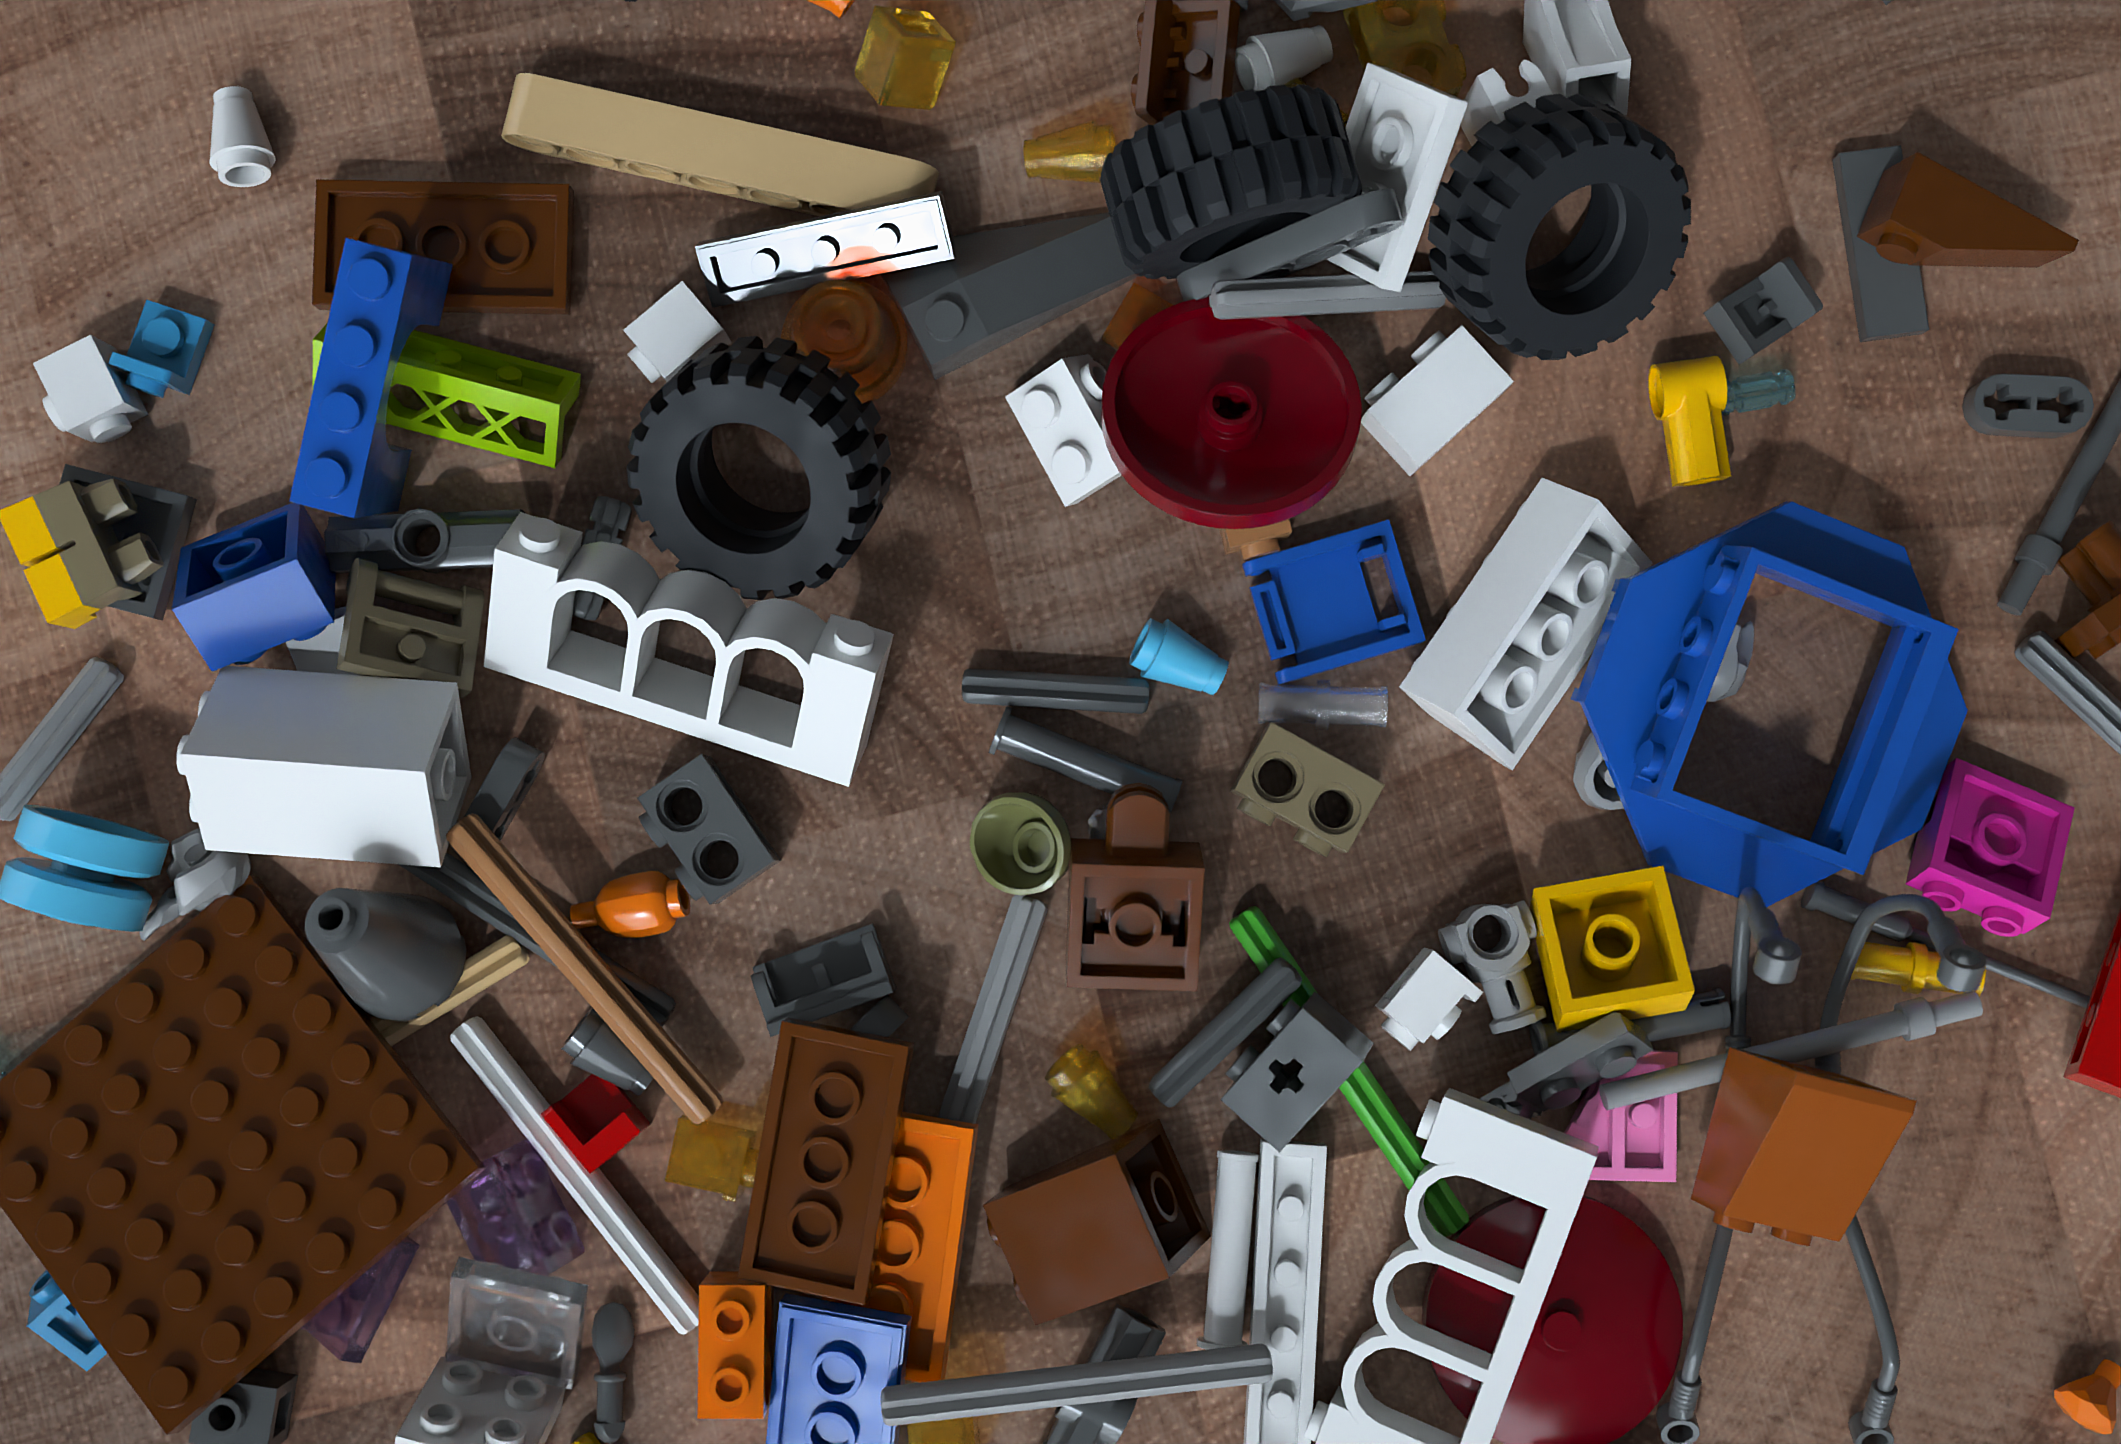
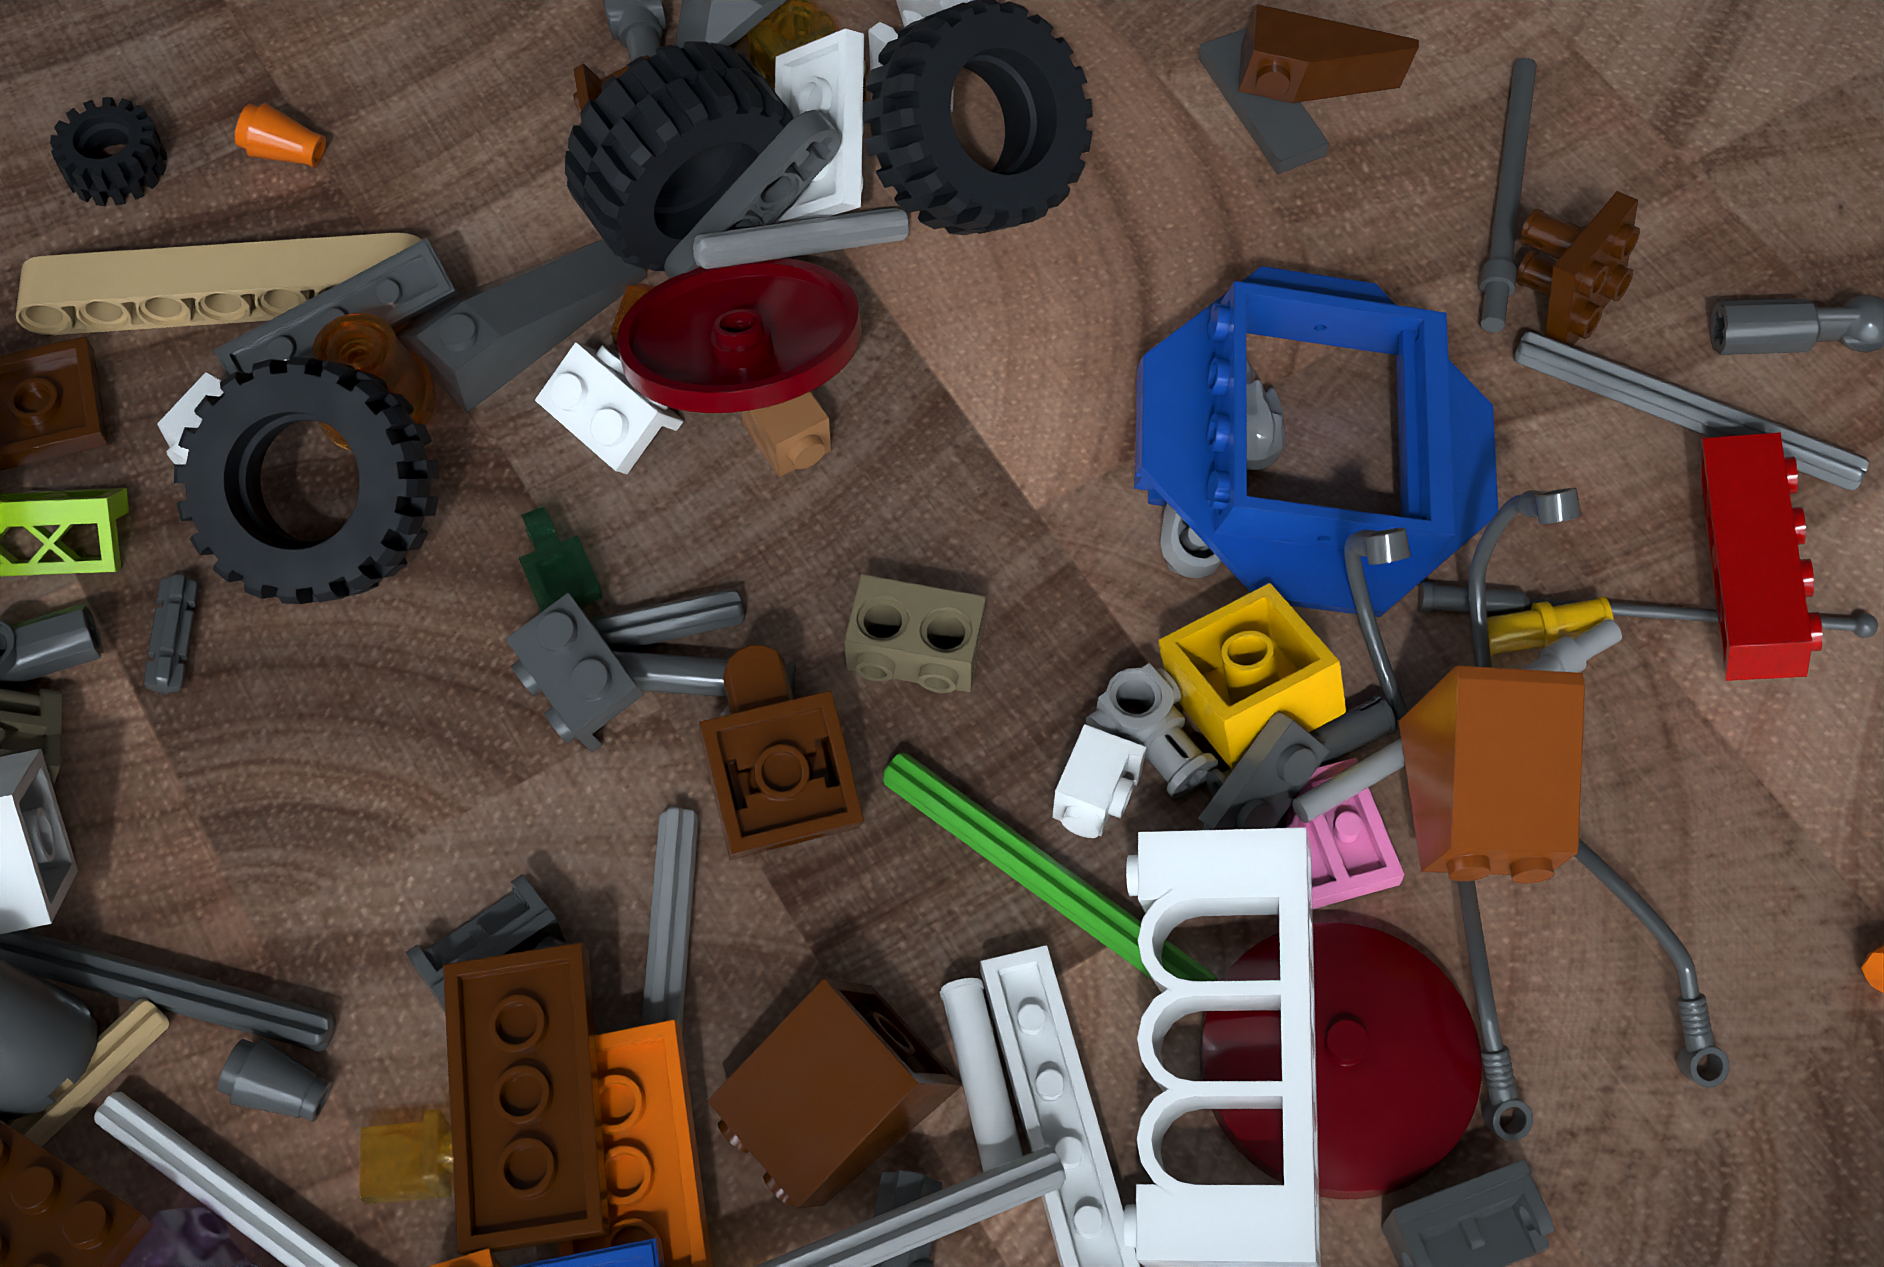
camera: 15 degrees left, 25 degrees down
(507, 785) = (108, 869): dark grey beam -> none
(532, 639) = (112, 675): white fence -> none
(584, 968) = (229, 994): medium nougat axle -> none
(595, 1121) = (275, 1159): red panel -> none
(634, 906) = (270, 933): orange plant -> none
(721, 820) = (342, 827): dark grey brick -> none
(904, 58) = (375, 174): clear yellow panel -> none
(968, 735) = (574, 669): none -> dark grey bracket
(981, 609) = (556, 565): none -> clear green plate
(1020, 843) = (651, 752): olive piece -> none
(1070, 153) = (541, 207): clear yellow cone -> none
(1089, 1089) = (785, 964): clear yellow cone -> none
(1177, 658) = (758, 562): medium azure cone -> none
(1225, 1032) = (908, 871): dark grey axle -> none
(1283, 1103) = (988, 911): dark grey brick -> none
(1322, 605) = (878, 490): blue container -> none
(1323, 705) = (913, 560): clear pin -> none
(1434, 399) = (924, 298): white brick -> none
(1525, 622) = (1067, 448): white slope -> none
(1690, 403) = (1151, 245): yellow piece -> none
(1759, 391) = (1202, 226): clear light blue piece -> none
(1764, 310) = (1185, 163): dark grey bracket -> none
(1991, 850) = (1609, 519): dark pink plate -> none
(2028, 392) = (1437, 178): dark grey beam -> none

